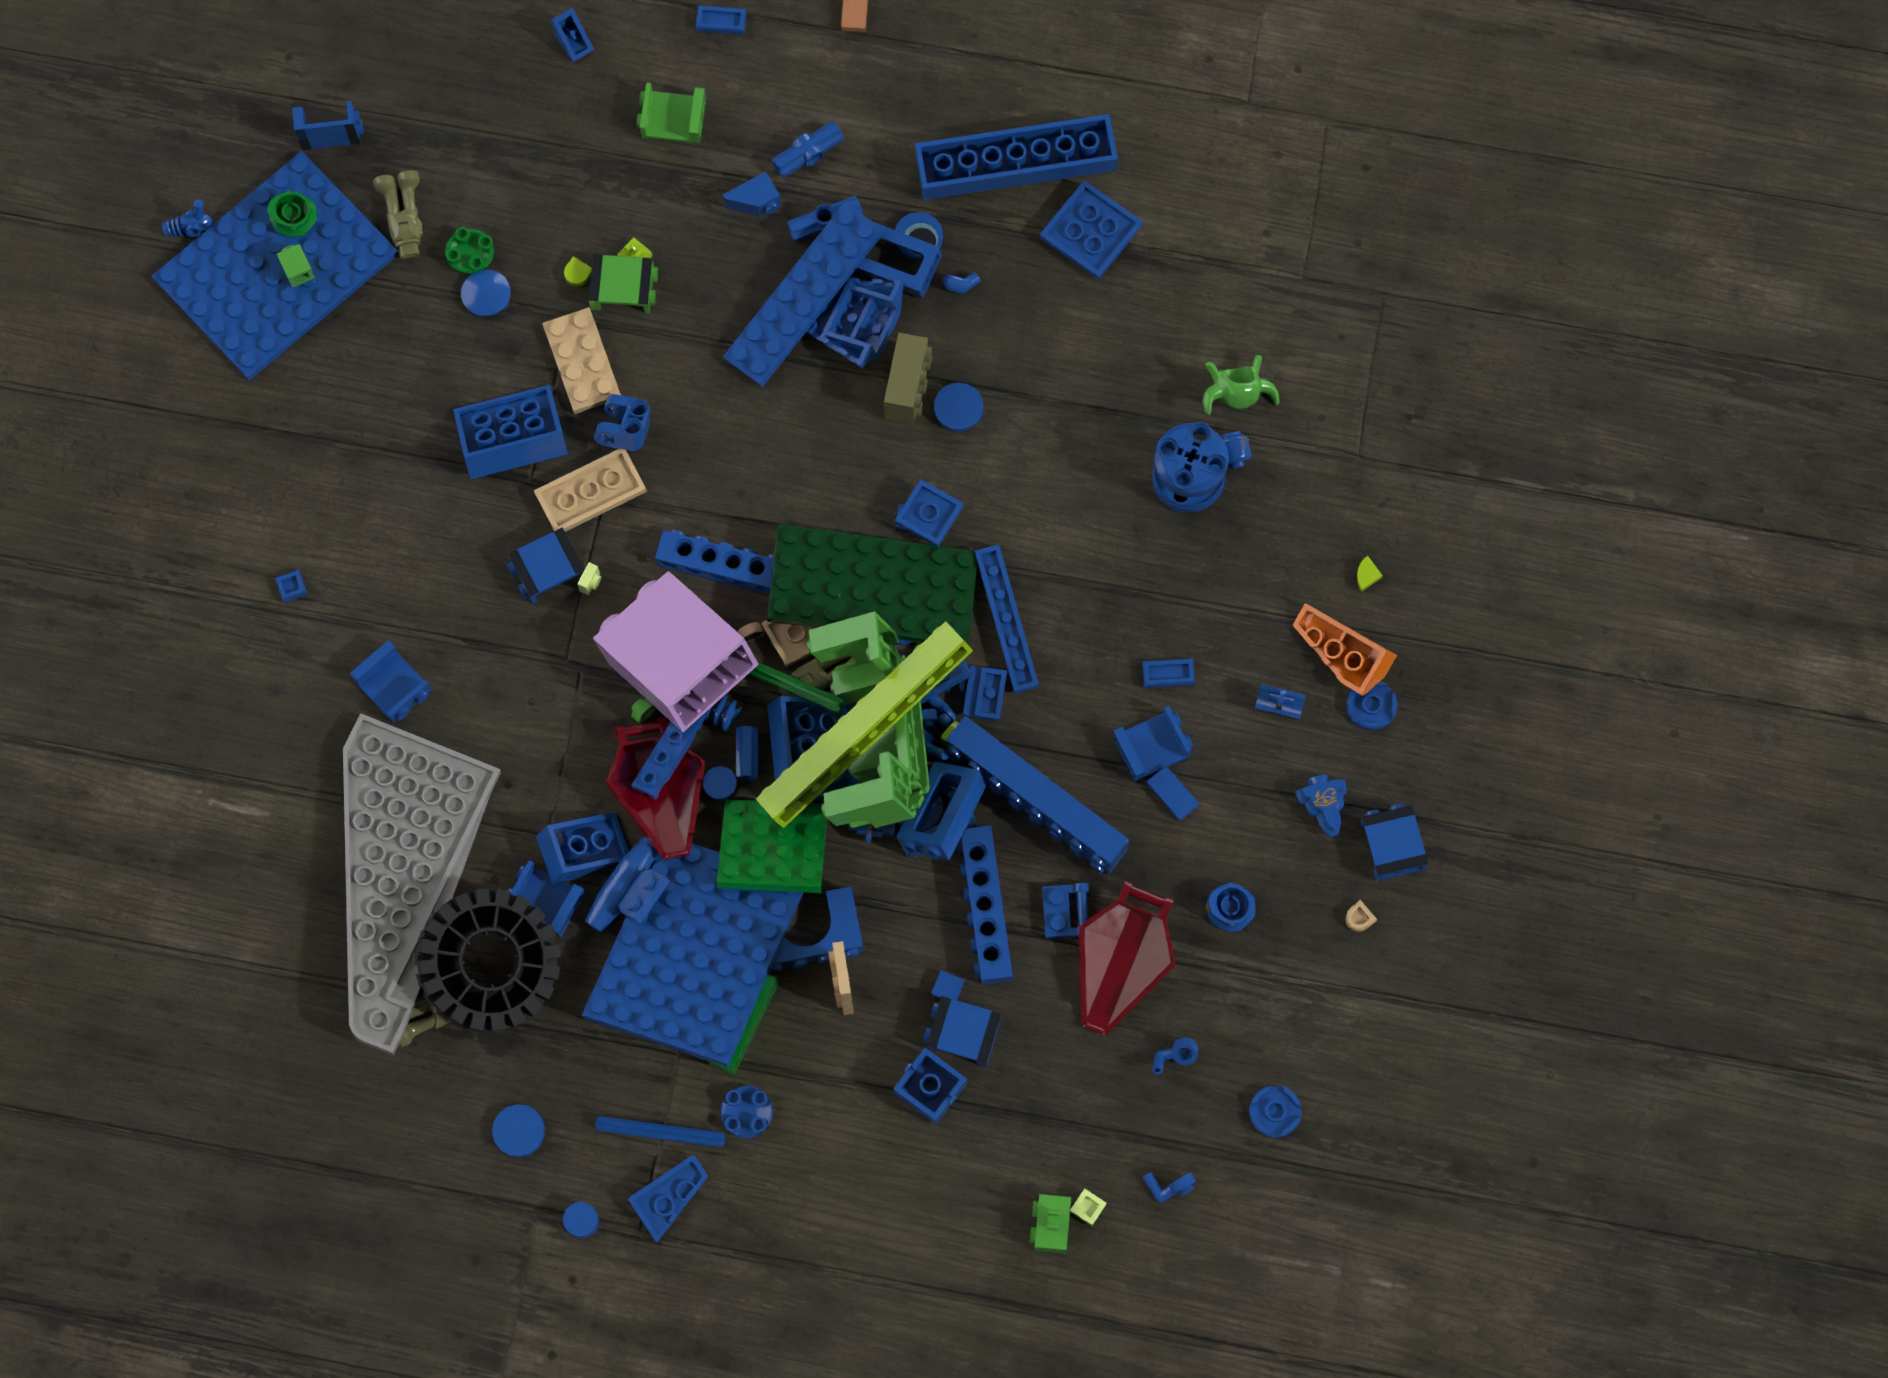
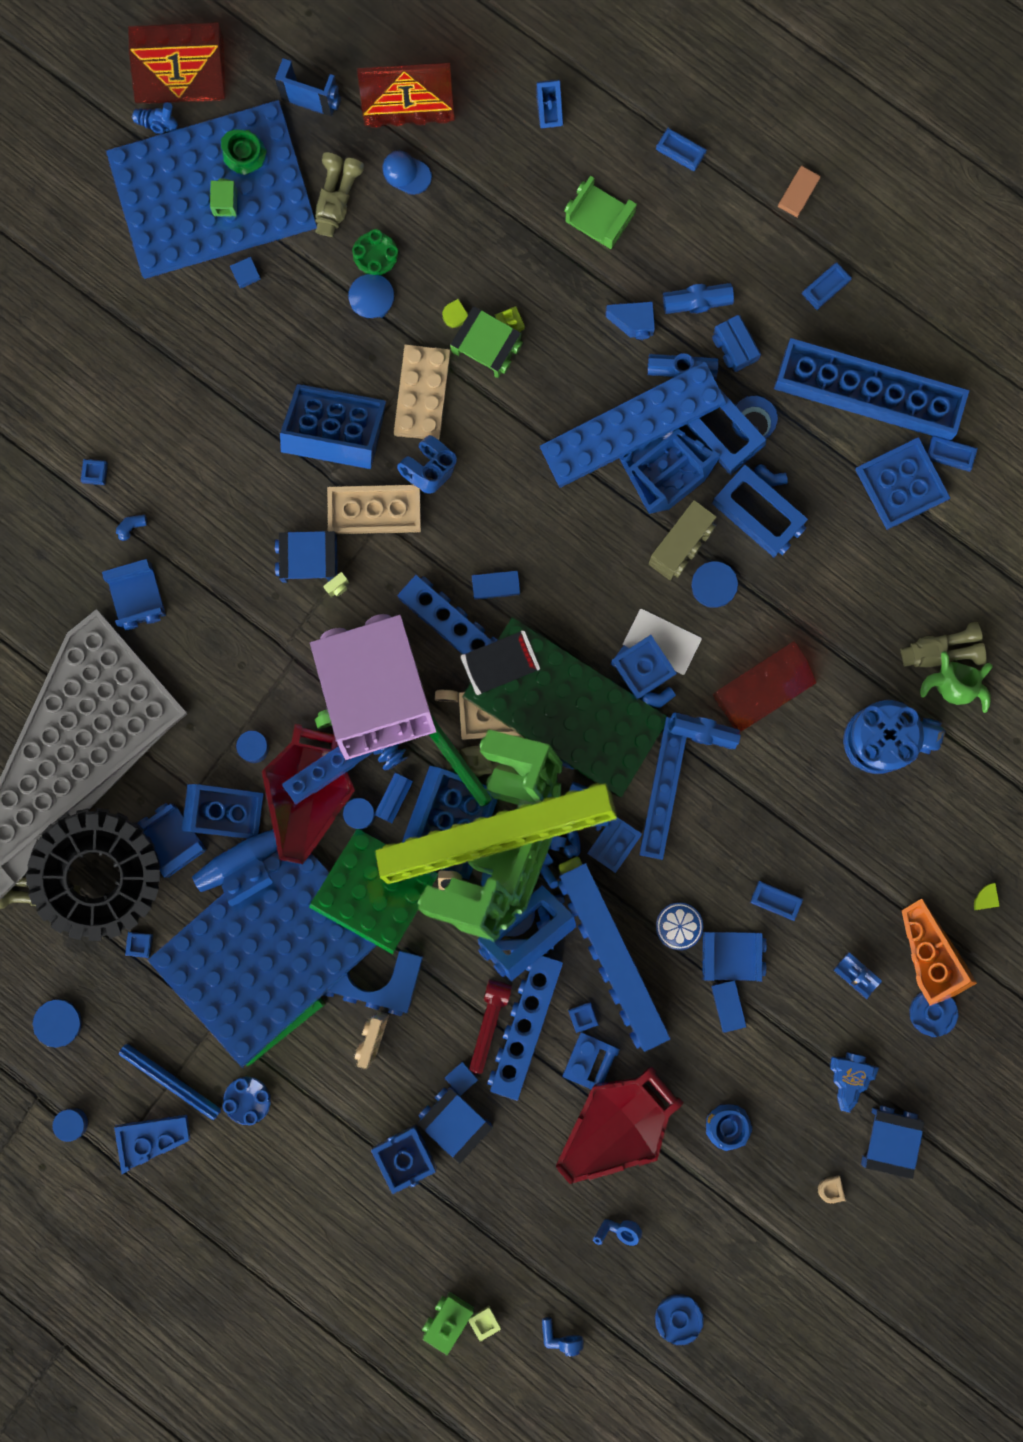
camera: 30 degrees right, 10 degrees up
(182, 161) = (177, 62): none -> clear red slope
(348, 328) = (245, 272): none -> blue tile
(351, 618) = (124, 528): none -> blue arm
(429, 88) = (406, 94): none -> clear red slope
(462, 162) = (406, 173): none -> blue cap
(563, 1016) = (139, 944): none -> blue tile
(582, 771) = (252, 746): none -> blue piece
(745, 507) = (495, 585): none -> blue tile
(788, 570) = (500, 662): none -> black sticker
(865, 174) = (736, 343): none -> blue brick
(925, 82) = (826, 286): none -> blue tile
(942, 891) = (496, 996): none -> dark red axle
(950, 478) = (674, 641): none -> white sticker
(960, 539) = (658, 700): none -> blue arm
(964, 335) = (749, 524): none -> blue piece
(1017, 545) = (704, 731): none -> blue piece
(1037, 872) = (583, 1017): none -> blue tile
(1056, 478) = (765, 687): none -> clear red slope
(1087, 741) = (679, 926): none -> dish
(1124, 181) = (951, 453): none -> blue tile
(1193, 371) = (928, 650): none -> olive piece

